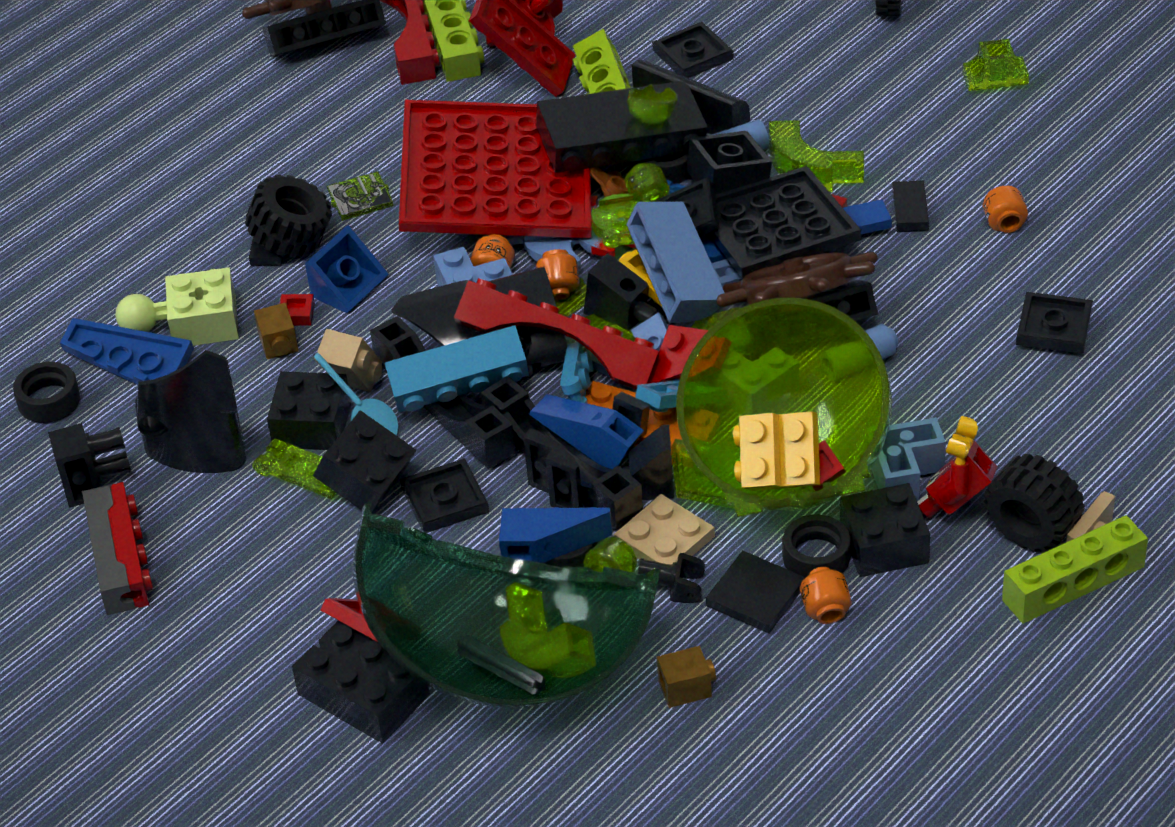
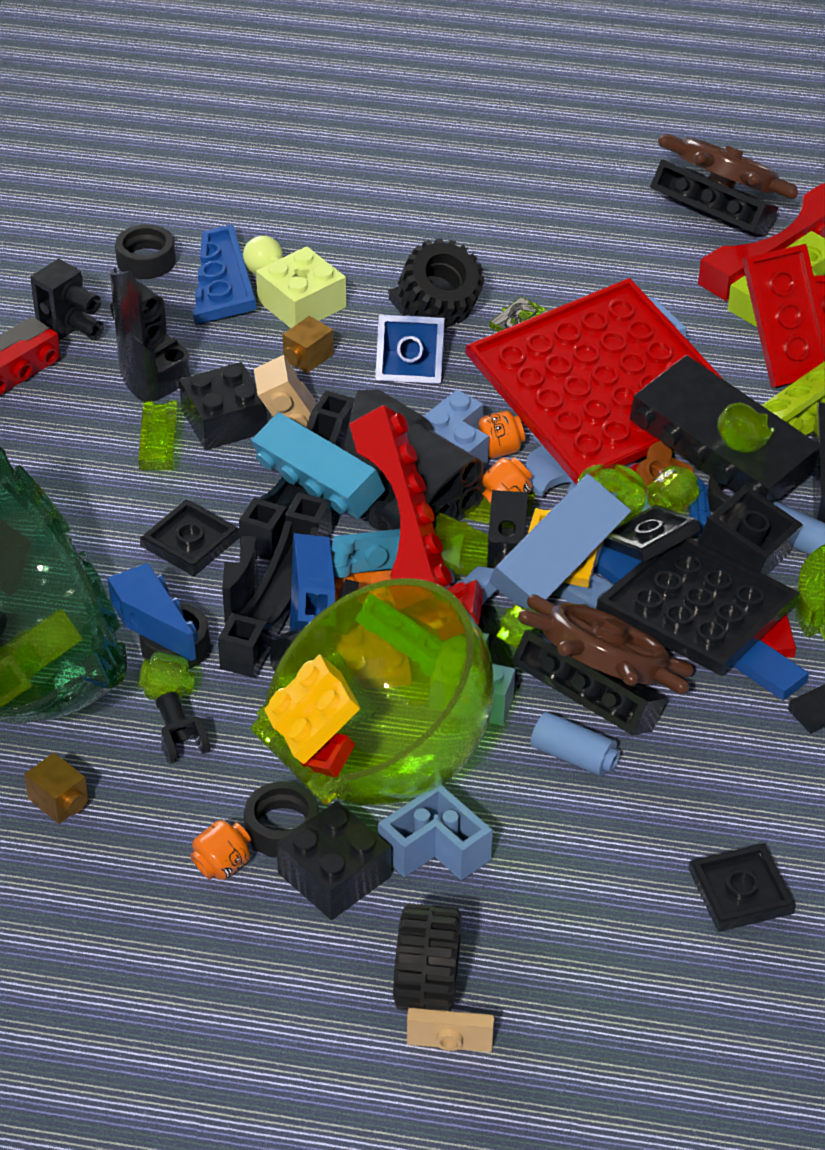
camera: 55 degrees right, 0 degrees up
(299, 307) = (352, 347): red tile -> none
(364, 462) = (172, 462): black brick -> none
(372, 407) = (234, 448): medium azure piece -> none
(665, 531) = (230, 702): tan plate -> none
(755, 591) = (200, 796): black tile -> none
(962, 476) = (435, 884): red torso -> none
(1074, 569) = (378, 1037): lime brick -> none

